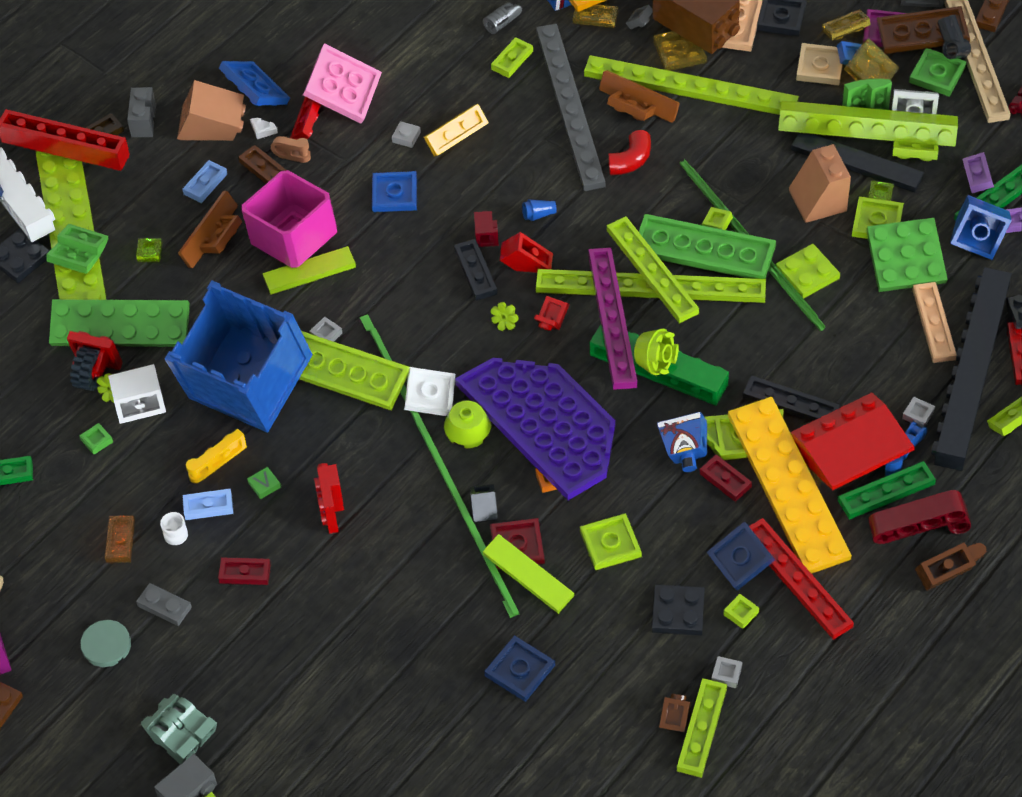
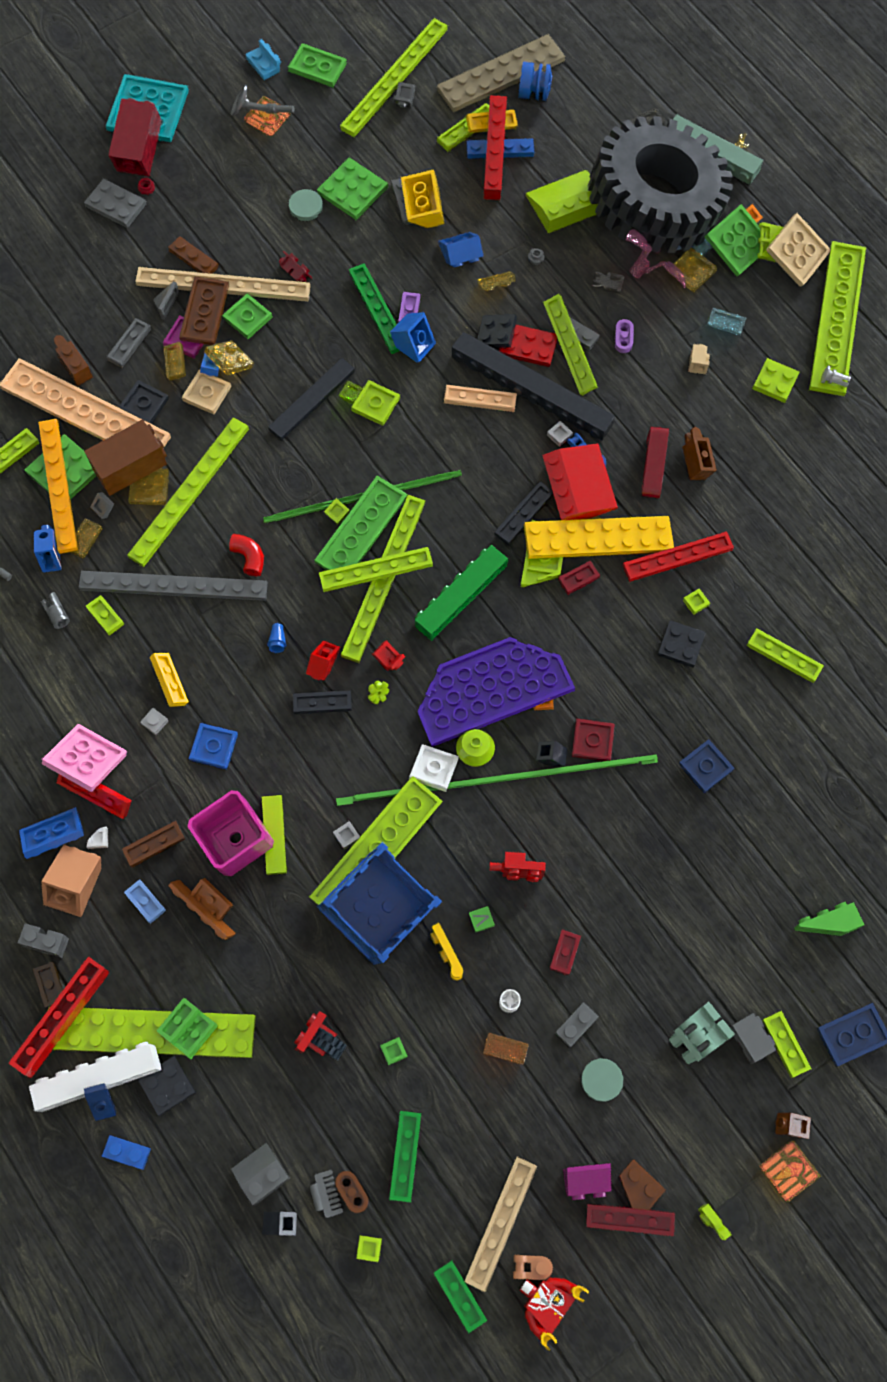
camera: 80 degrees left, 15 degrees up
(105, 388) = (347, 1027): lime plant -> none
(123, 321) = (279, 1008): bright green plate -> none
(137, 393) = (371, 1004): white slope -> none
(149, 250) = (205, 965): clear neon green plate -> none
(207, 504) = (492, 968): light blue plate -> none
(291, 149) = (138, 818): nougat plate -> none
(486, 229) = (283, 683): dark red brick -> none
(528, 573) = (626, 738): lime tile -> none
(610, 541) = (609, 673): lime tile -> none
(612, 319) = (418, 609): magenta plate -> none
(637, 99) = (191, 533): dark orange bracket -> none
(656, 351) = (467, 586): lime cone -> none
(675, 713) = (770, 669): reddish brown bracket -> none
(685, 439) = (542, 593): torso -> none
(727, 671) = (744, 626): light grey plate -> none
(741, 556) = (653, 586): dark blue plate -> none
(808, 270) = (405, 464): lime plate -> none
(821, 185) = (336, 427): nougat slope -> none
(868, 94) = (261, 369): bright green slope -> none
(868, 123) = (283, 378): lime brick -> none
(886, 490) = (620, 476): green plate -> none
(906, 254) = (417, 394): bright green plate -> none
(915, 101) = (278, 341): white slope -> none
(924, 152) = (318, 355): lime plate -> none
(954, 44) = (227, 291): black piece -> none
(978, 172) = (357, 322): medium lavender plate -> none

